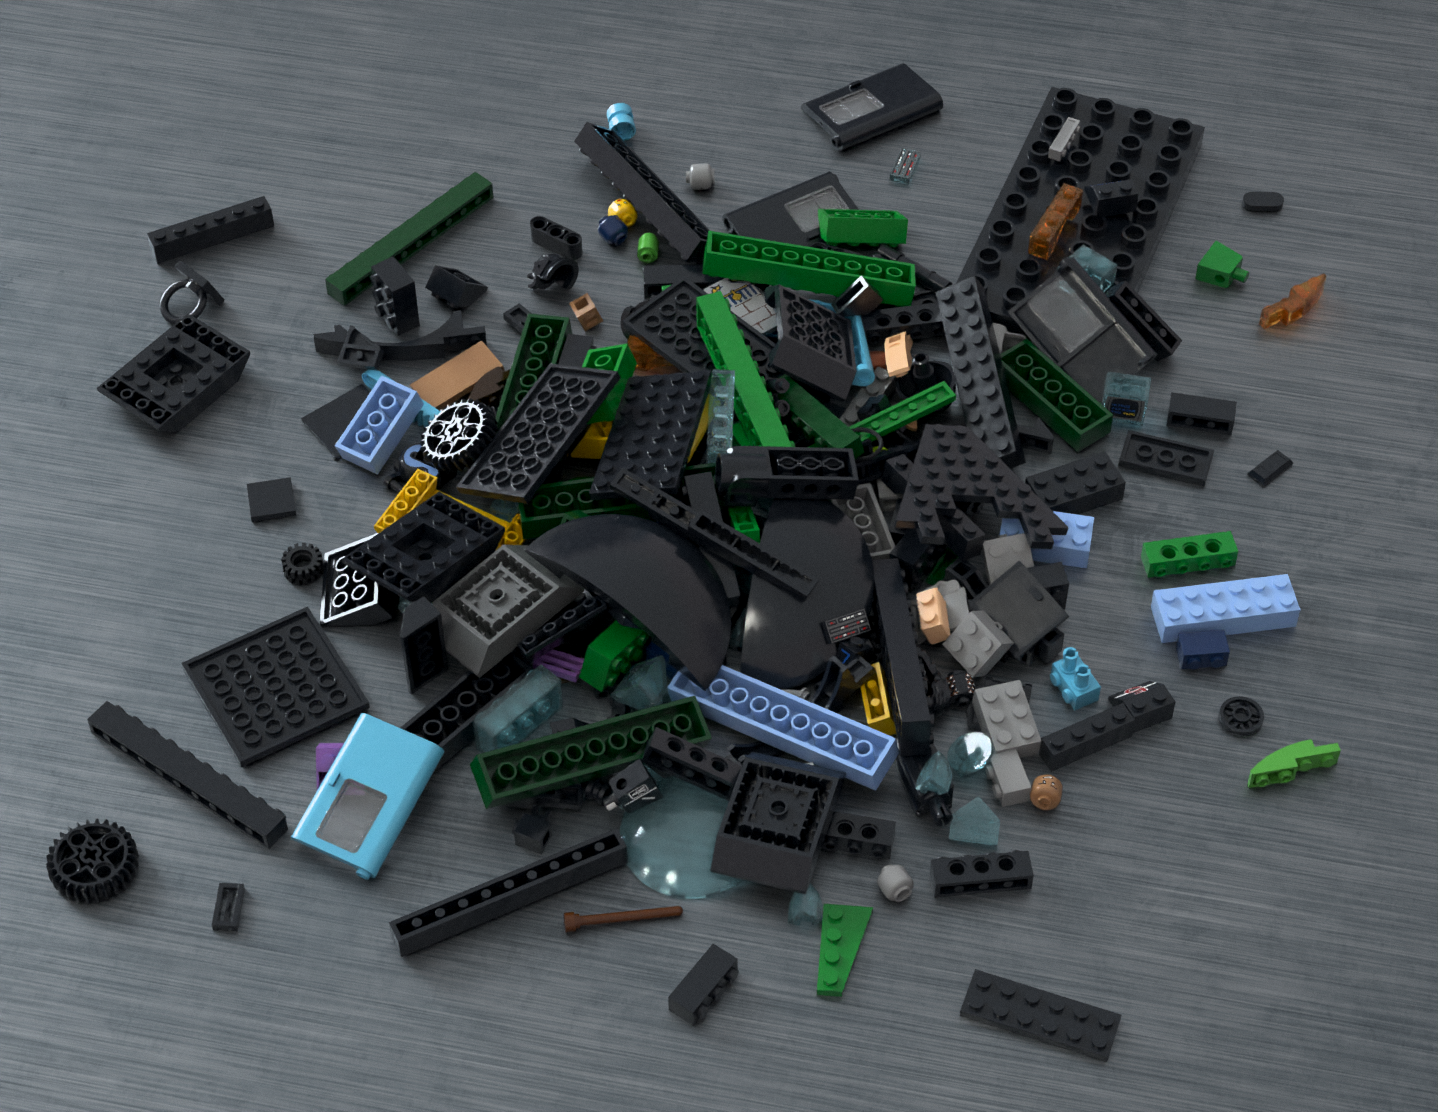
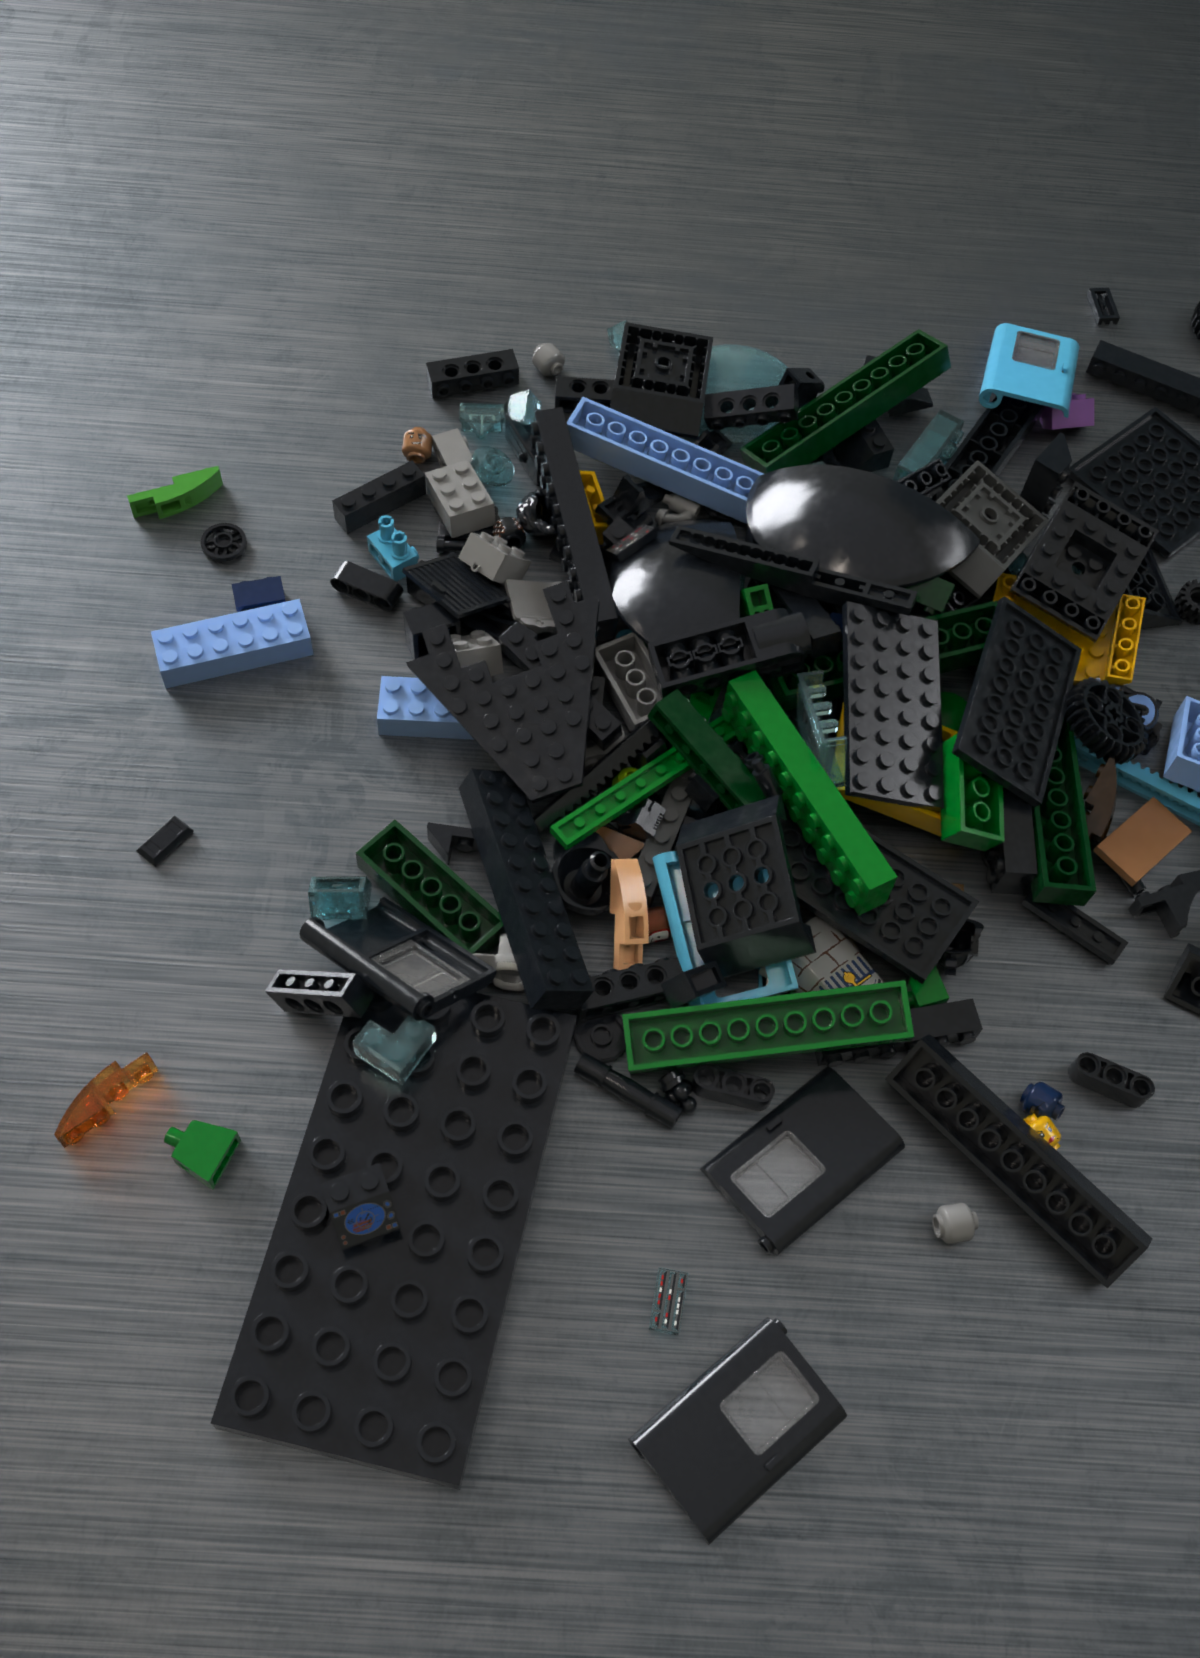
camera: 165 degrees right, 10 degrees up
(508, 892) = (877, 319): black brick -> none
(553, 269) = (1096, 1003): black helmet -> none
(574, 921) = (816, 313): reddish brown piece -> none
(586, 312) = (1031, 959): medium nougat brick -> none
(621, 120) = (1101, 1318): medium azure wheel -> none
(648, 248) = (989, 1074): bright green brick -> none
(703, 984) = (695, 274): black brick -> none
(840, 942) = (588, 319): green wing -> none
(862, 227) = (711, 1145): green slope -> none
(877, 435) = (640, 763): black tyre -> none
(933, 615) = (541, 573): light nougat brick -> none
(1040, 1015) = (414, 281): black plate -> none
(1047, 231) = (438, 1135): clear orange arch -> none
(1064, 139) = (435, 1320): light grey piece -> none
(1079, 485) = (399, 772): black brick -> none
(1102, 653) = (366, 586): none -> black beam
(1148, 704) = (324, 537): black slope -> none
(1166, 458) = (290, 838): black tile -> none
(1189, 554) = (259, 715): green brick -> none
(1201, 413) = (244, 897): black brick -> none
(1263, 201) = (130, 1303): black tile -> none

